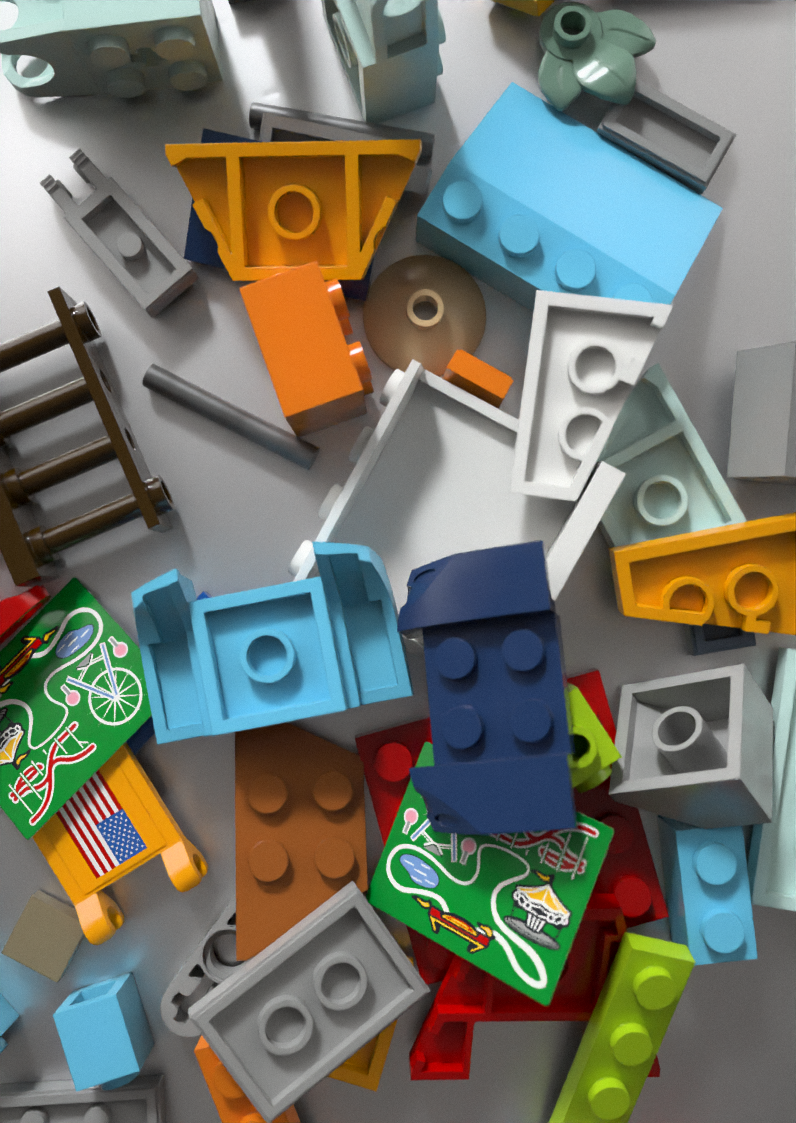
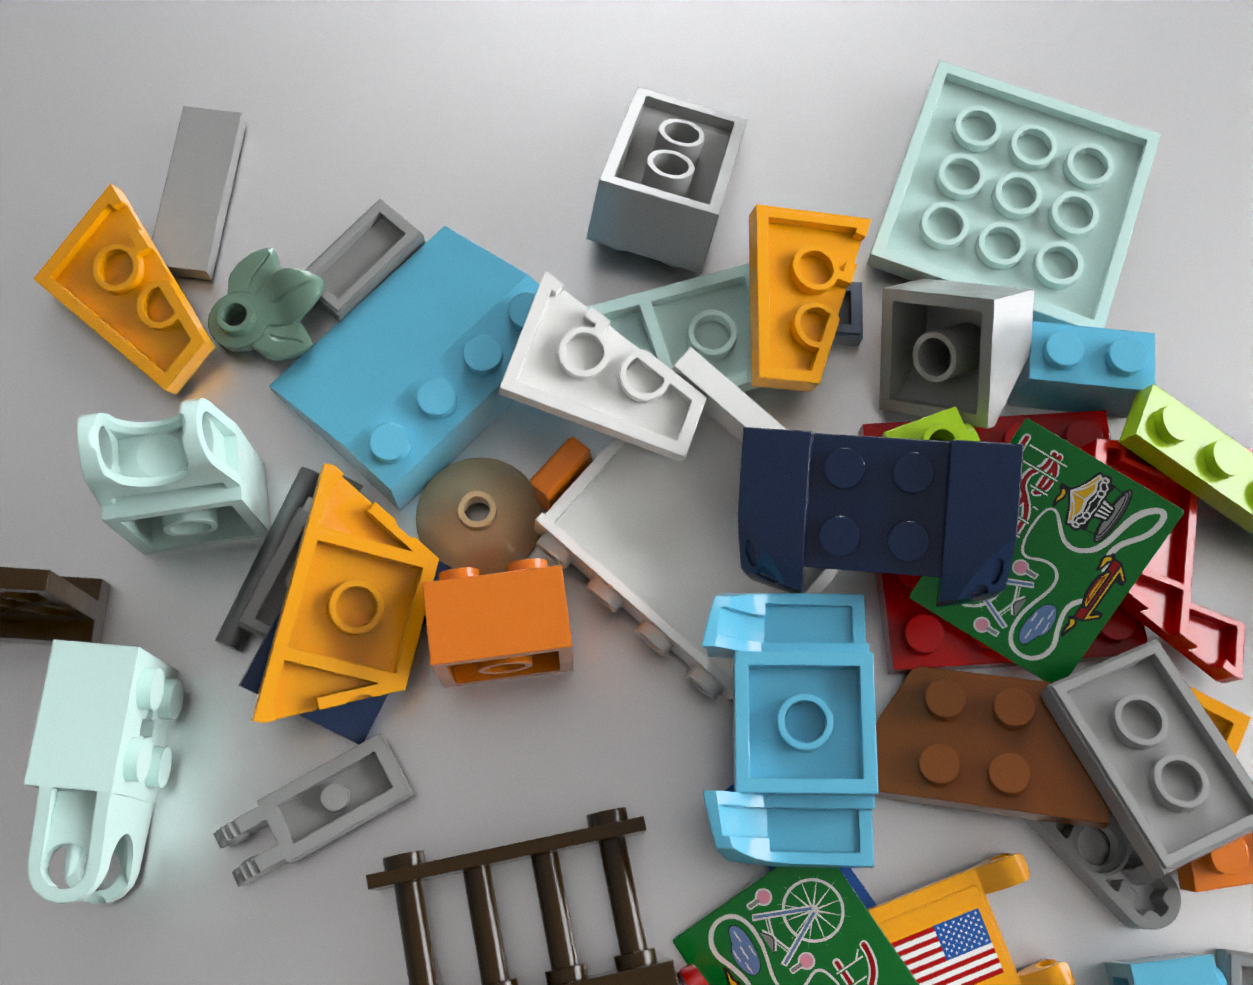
camera: 85 degrees left, 15 degrees down
(230, 416) = (537, 732): flat silver bar -> none

